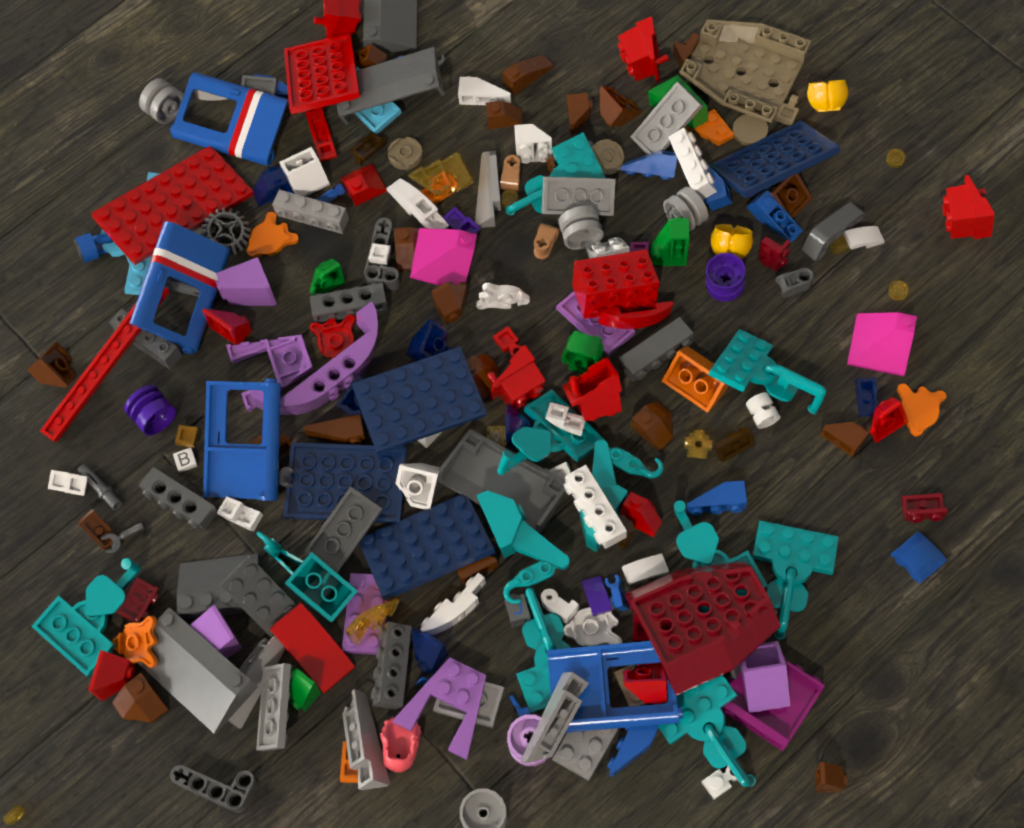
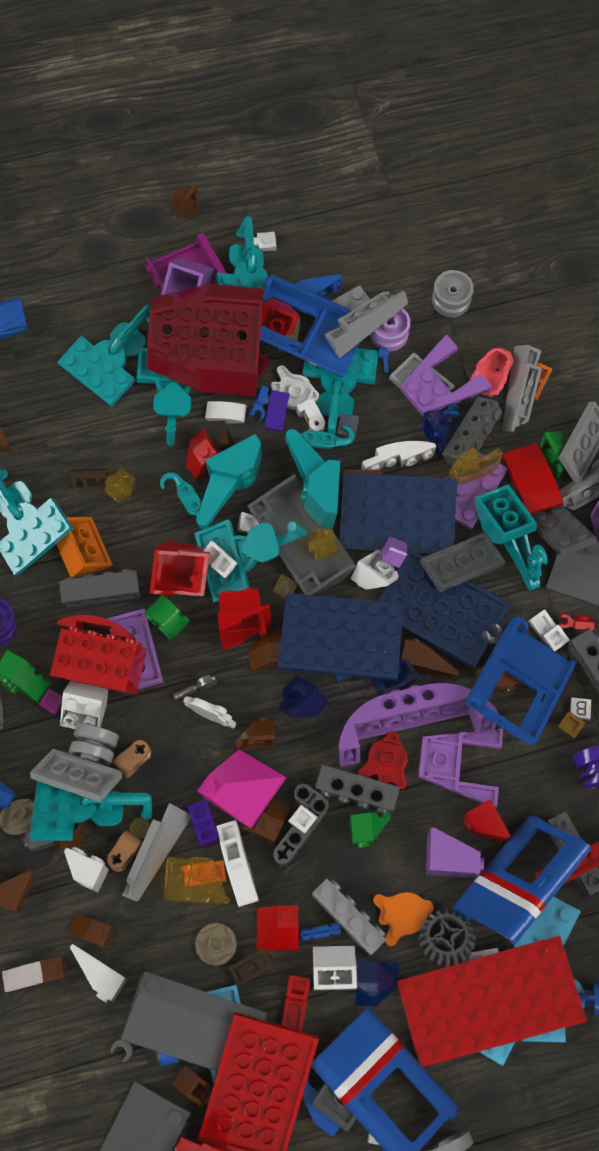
camera: 160 degrees left, 5 degrees up
(212, 532) = (581, 621): none -> red plate
(411, 505) = (394, 552): none -> medium lavender piece
(477, 485) = (322, 543): none -> clear yellow brick
(507, 341) = (226, 671): red plate -> none
(513, 422) = (265, 578): clear blue slope -> none
(521, 320) = (202, 684): none -> flat silver piece
(595, 507) = (242, 453): white brick -> none
(654, 424) = (142, 528): reddish brown slope -> none
(724, 497) = (127, 435): blue slope -> none
(763, 411) = (45, 487): white wheel -> none

